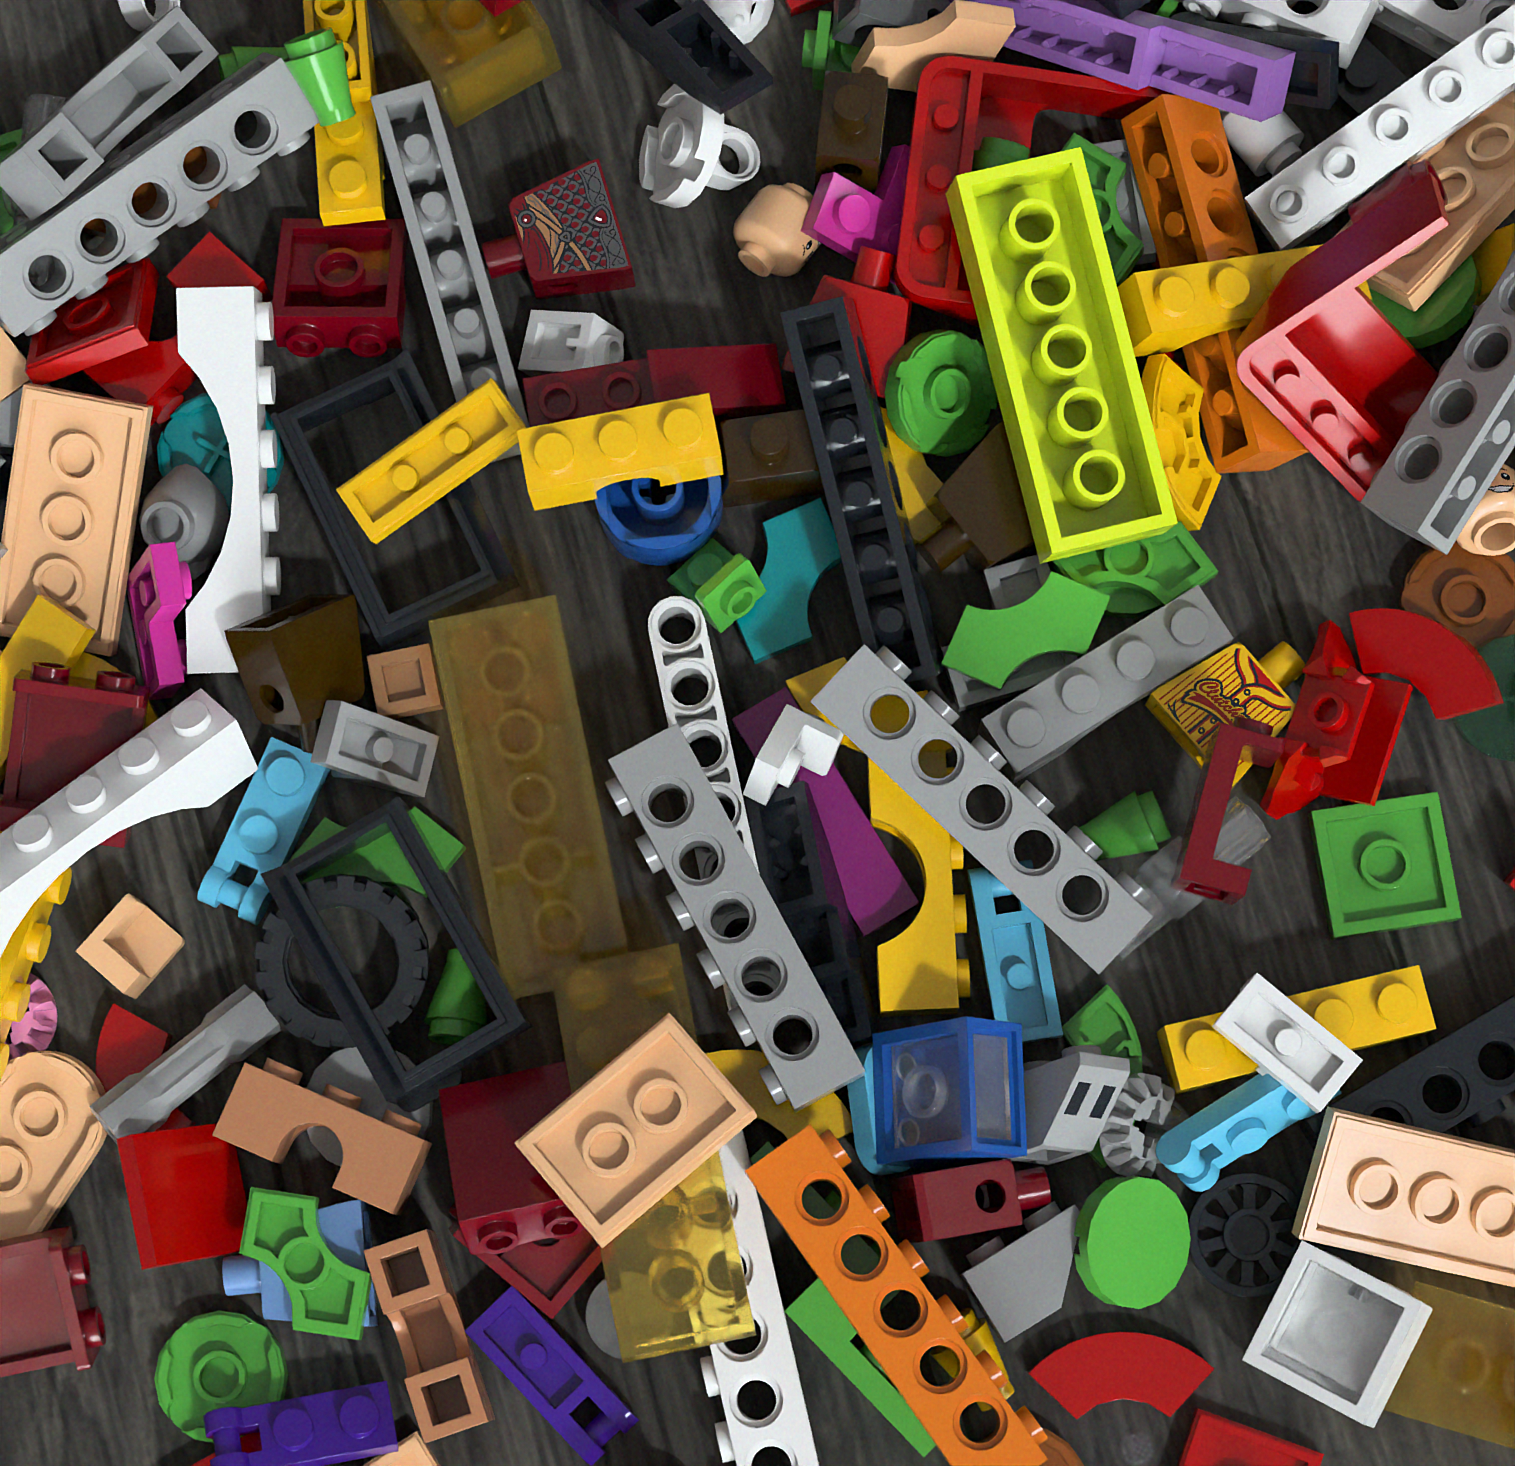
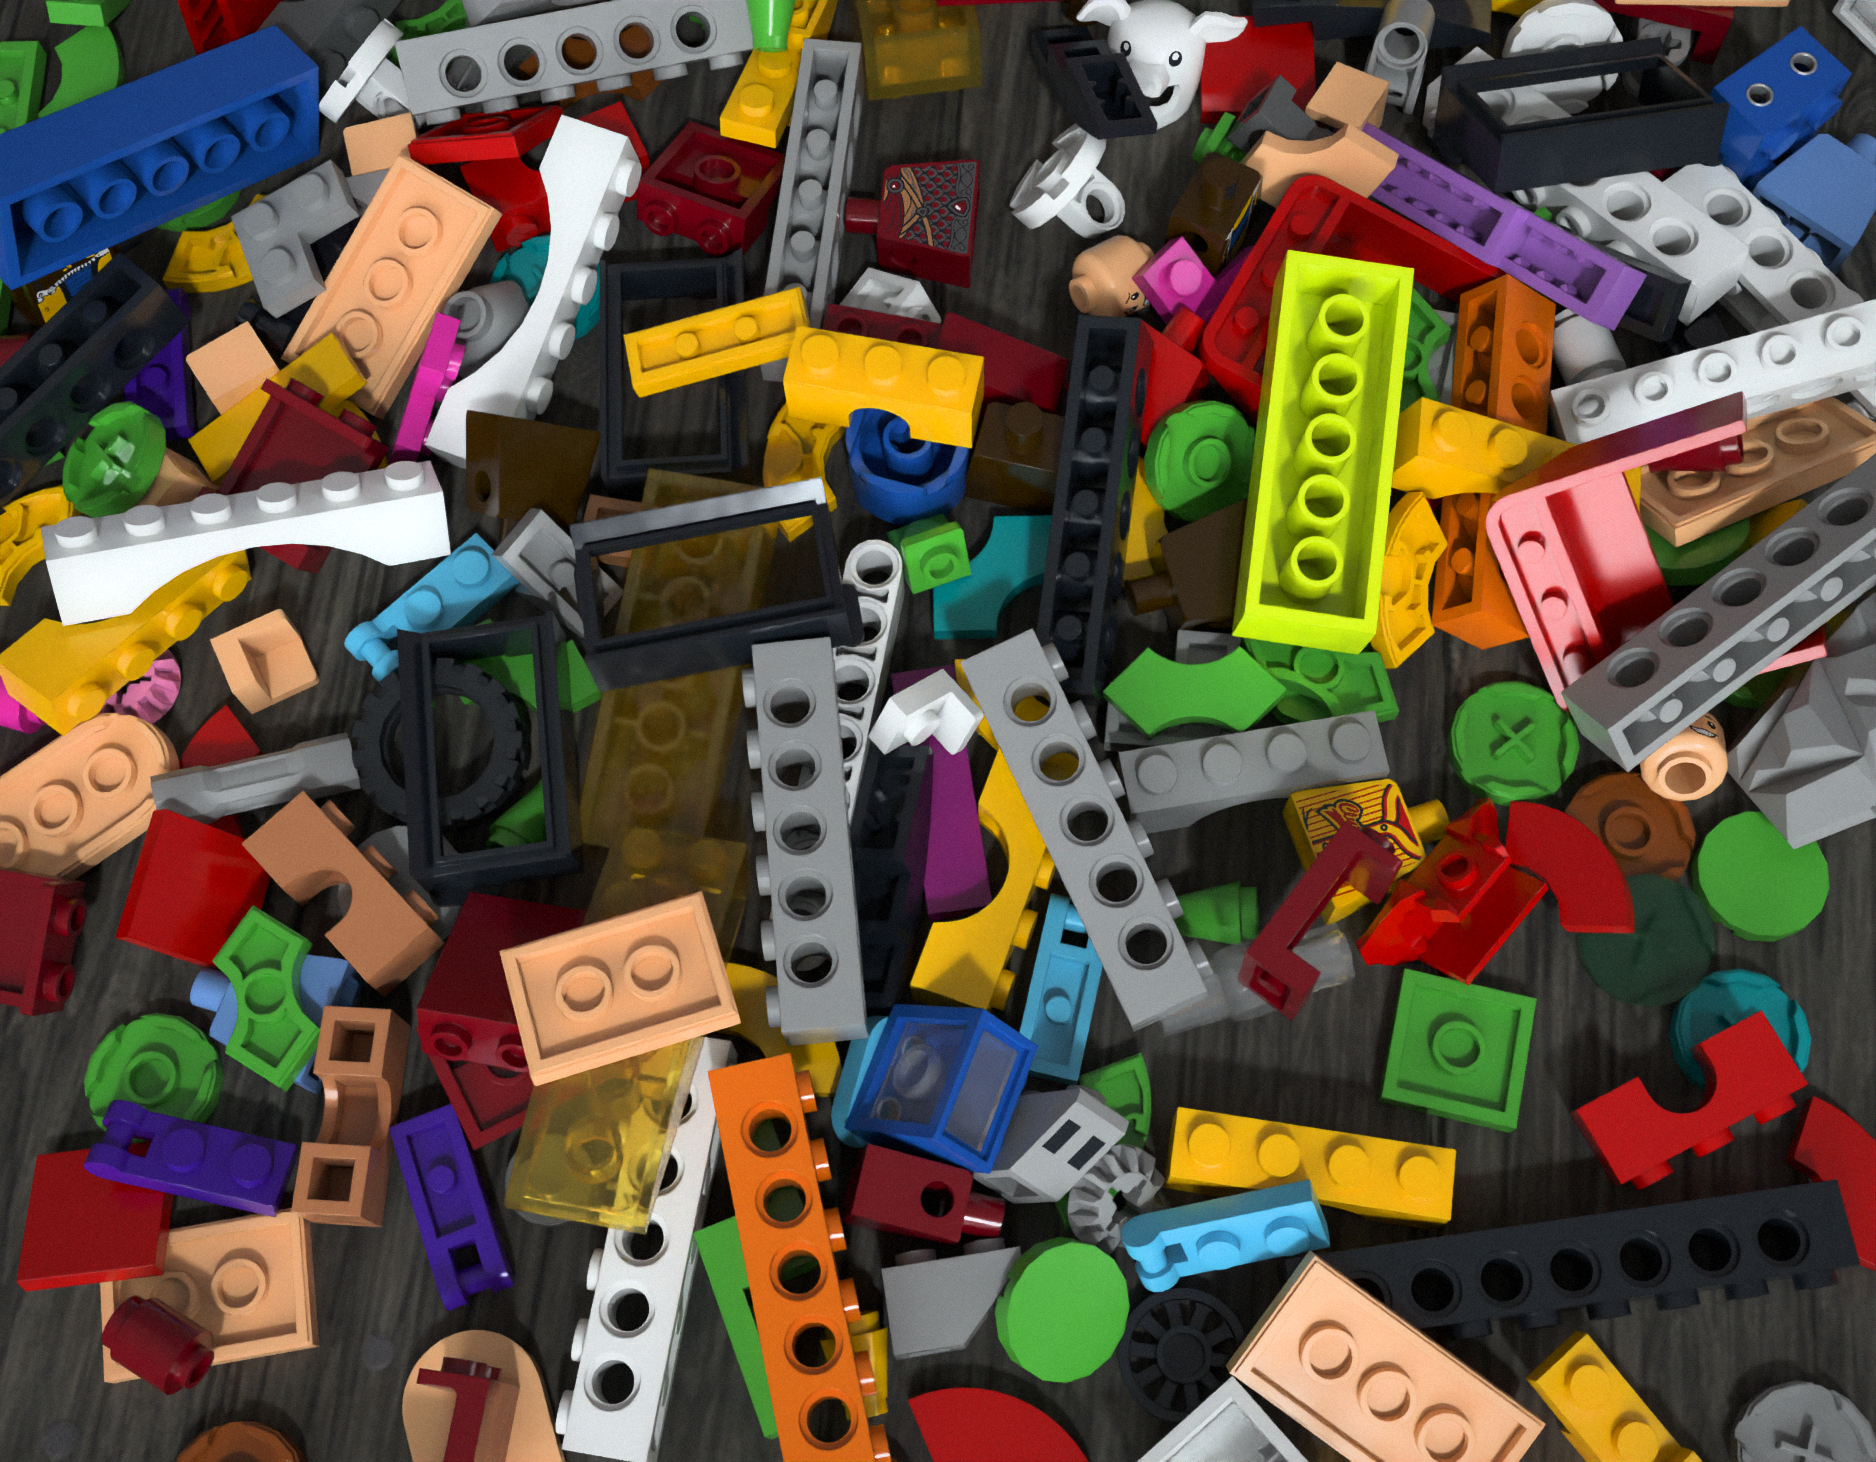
camera: 20 degrees right, 10 degrees down
(550, 549) = (798, 453): none -> yellow tile
(572, 765) = (718, 640): none -> black piece
(1287, 1043) = (1291, 1162): white panel -> none
(1329, 554) = (1512, 743): none -> bright green tile

